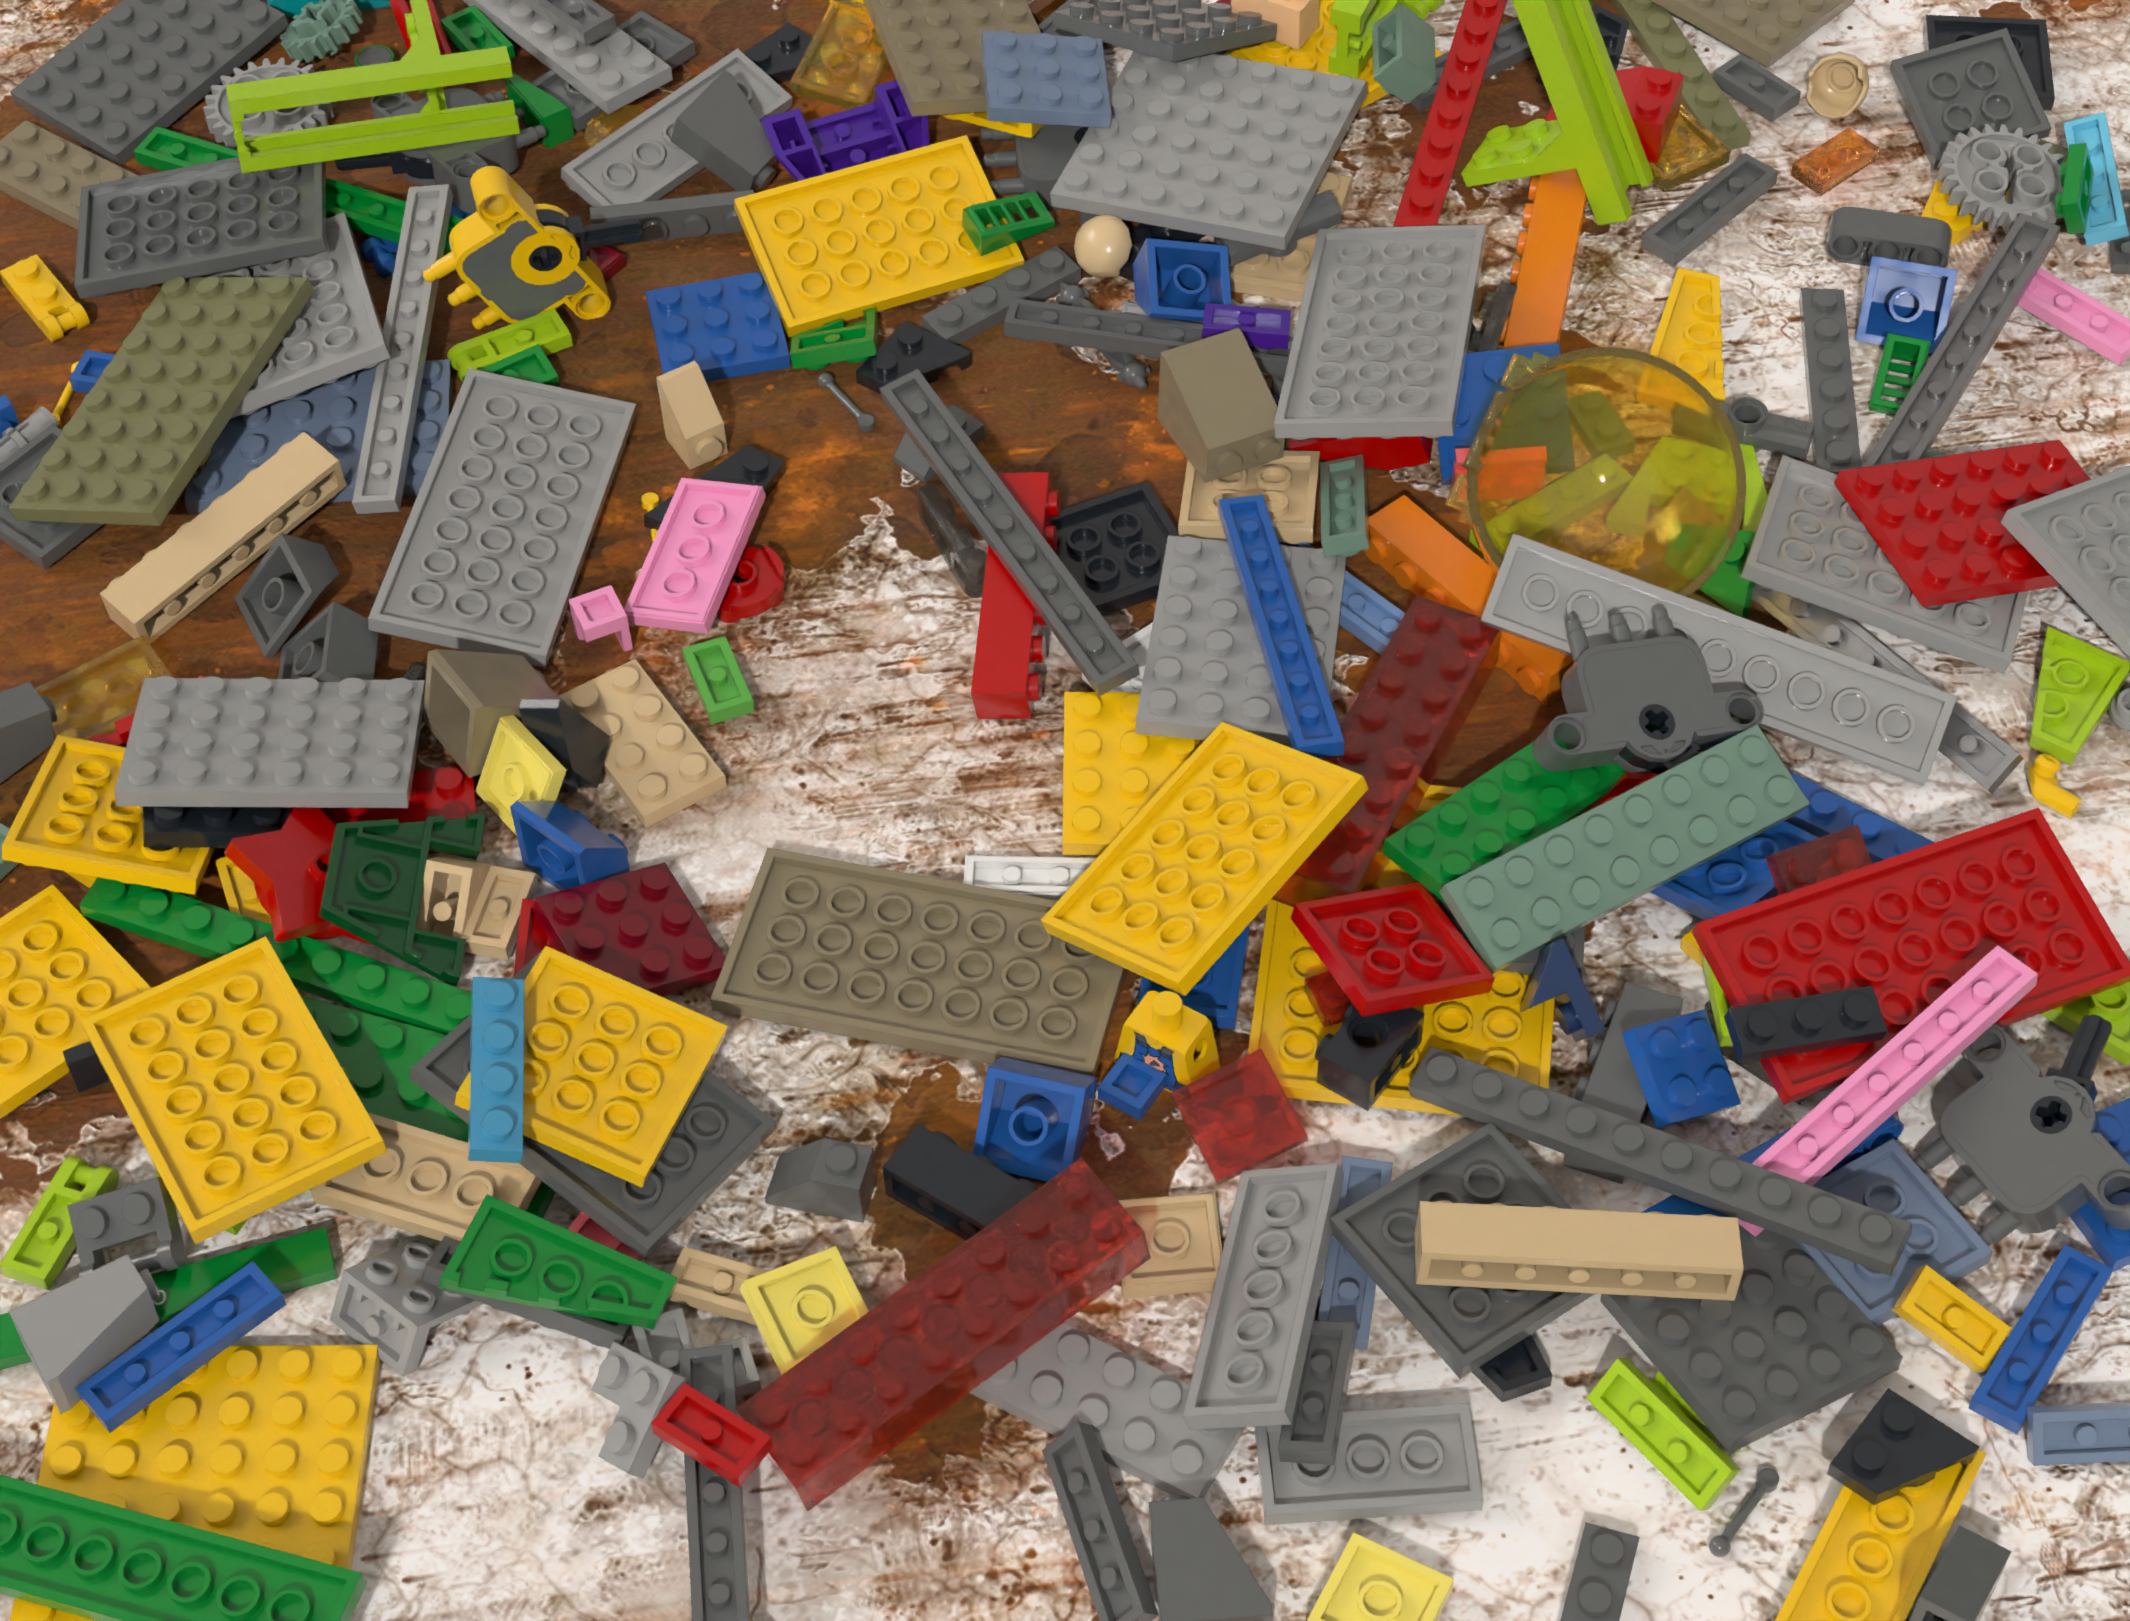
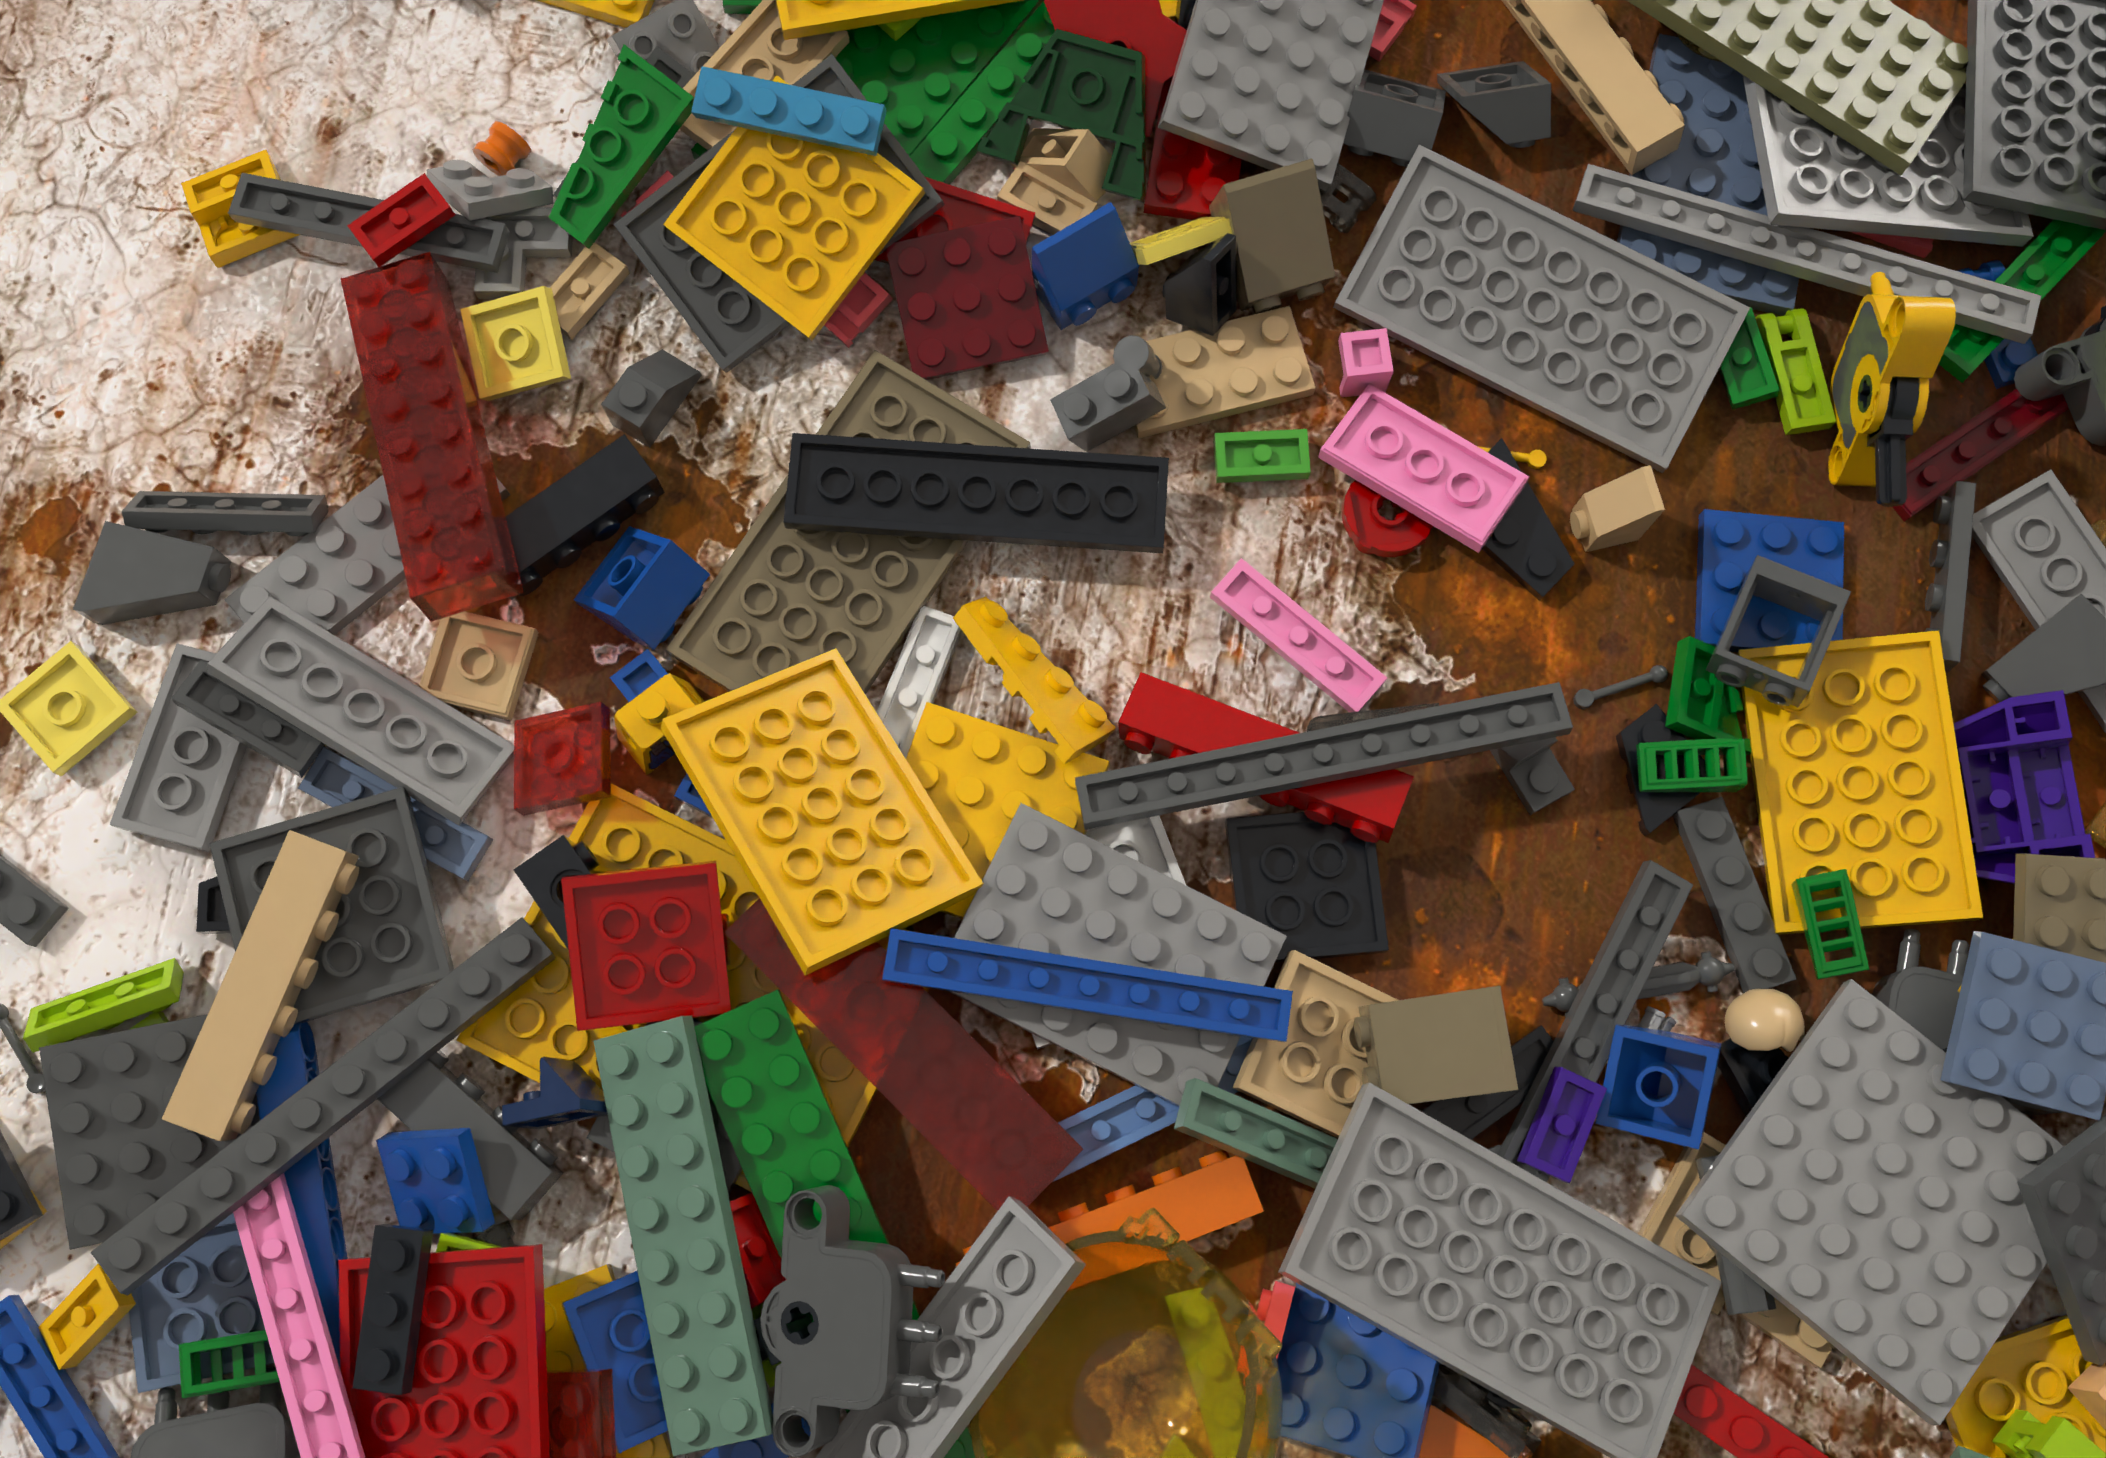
camera: 105 degrees right, 25 degrees up
(577, 1418) = (501, 149): none -> orange wheel
(704, 783) = (1113, 397): none -> dark grey hinge
(772, 262) = (1796, 592): none -> dark grey window
(842, 865) = (976, 493): none -> black plate
(886, 612) = (1298, 637): none -> bright pink plate
(900, 301) = (1733, 759): none -> green slope
(1006, 774) = (1028, 673): none -> yellow wing
(1937, 1201) = (191, 1364): none -> green slope

